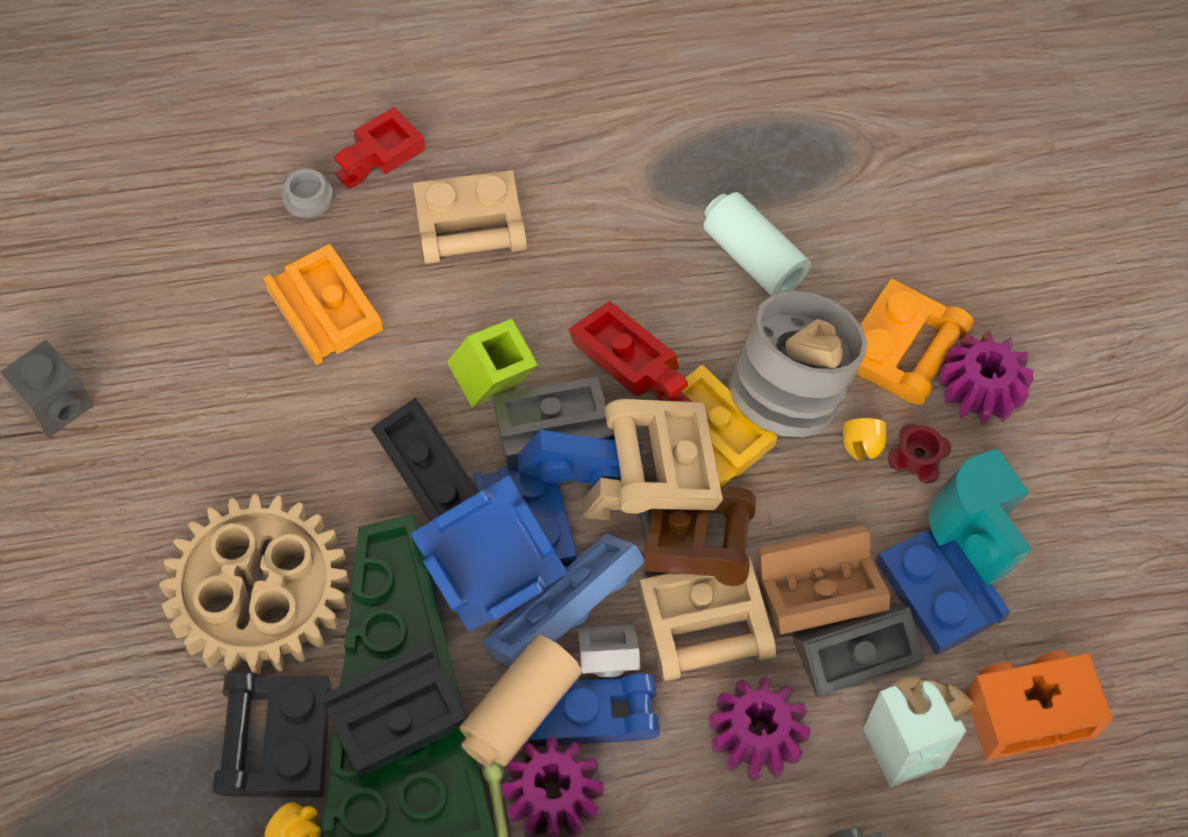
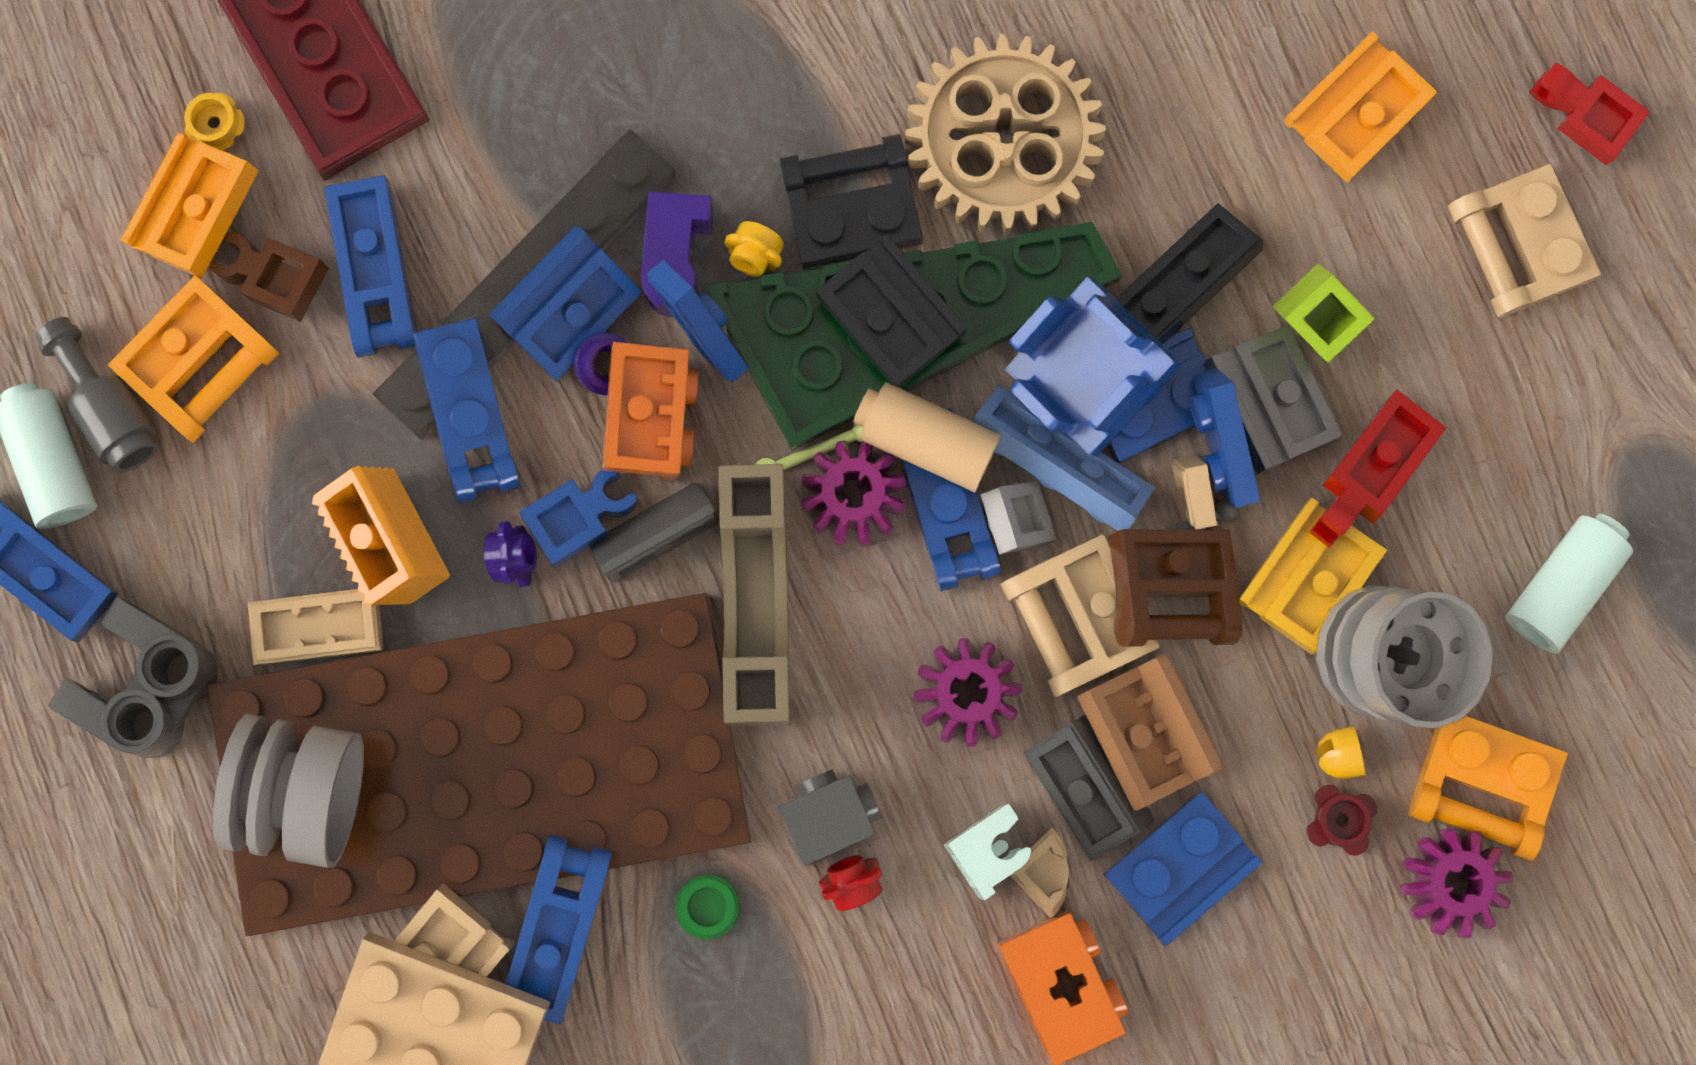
camera: 80 degrees right, 20 degrees up
(307, 193) = (1504, 47): light grey plate -> none
(680, 454) = (1255, 545): tan plate -> none
(816, 345) = (1418, 670): tan tile -> none
(975, 514) = (1271, 883): teal brick -> none

